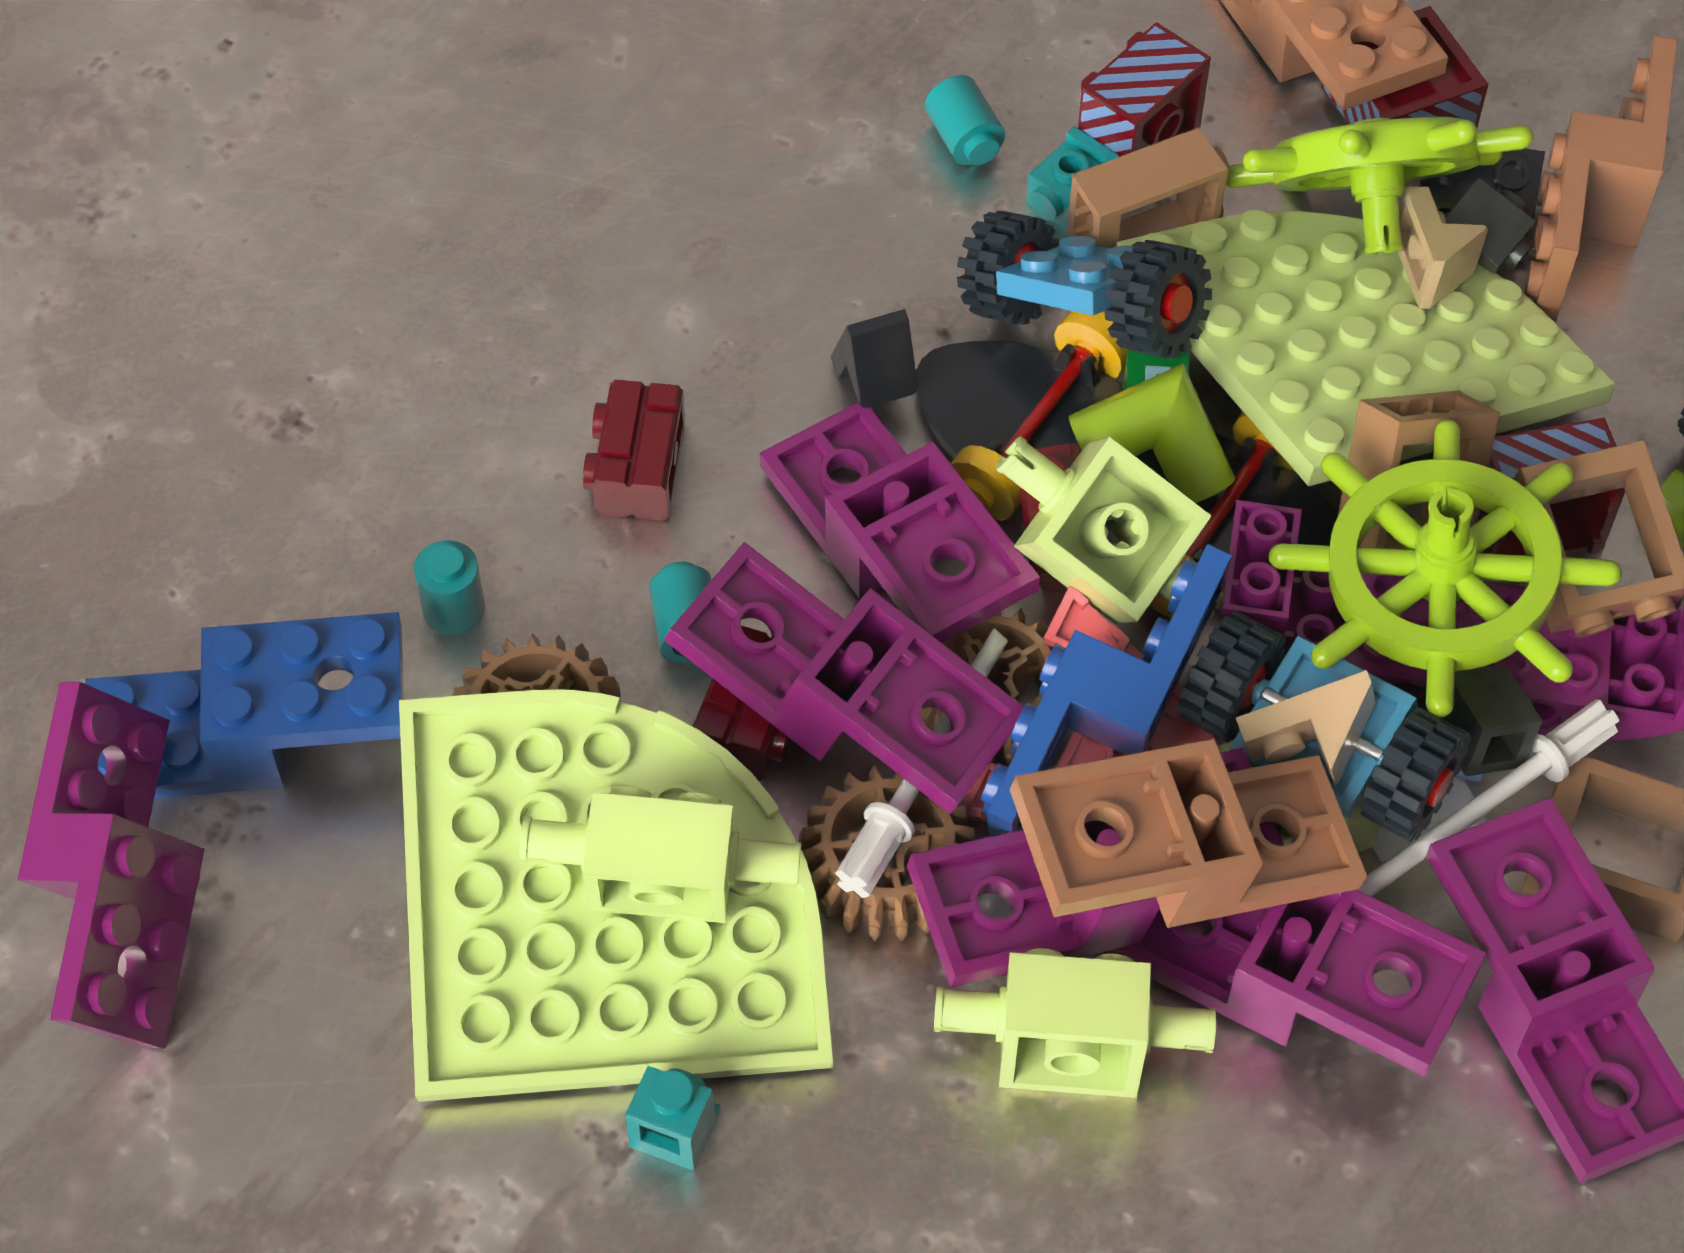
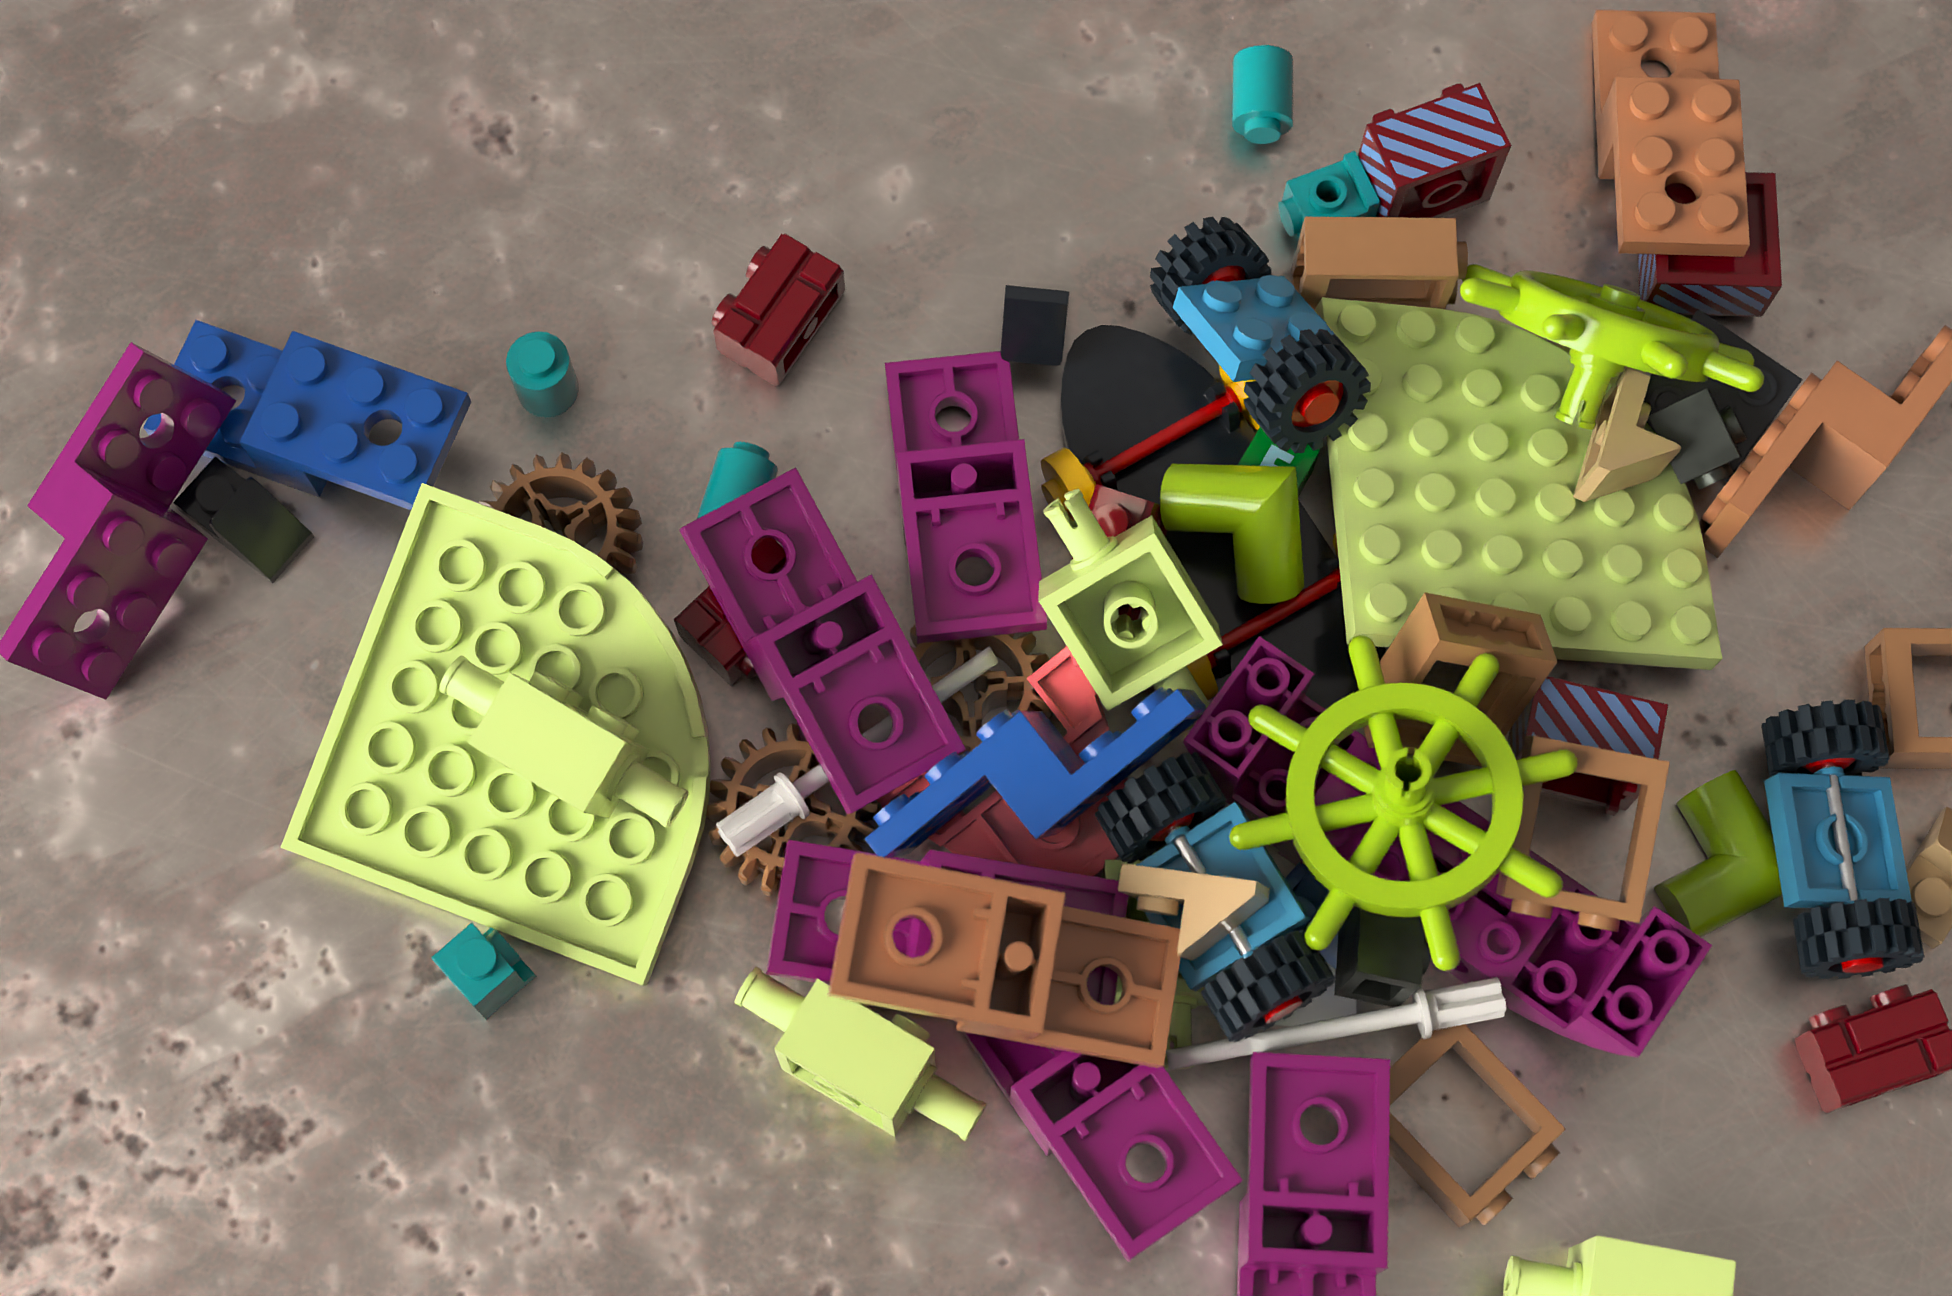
camera: 25 degrees right, 15 degrees up
(232, 825) = (244, 518): none -> black slope

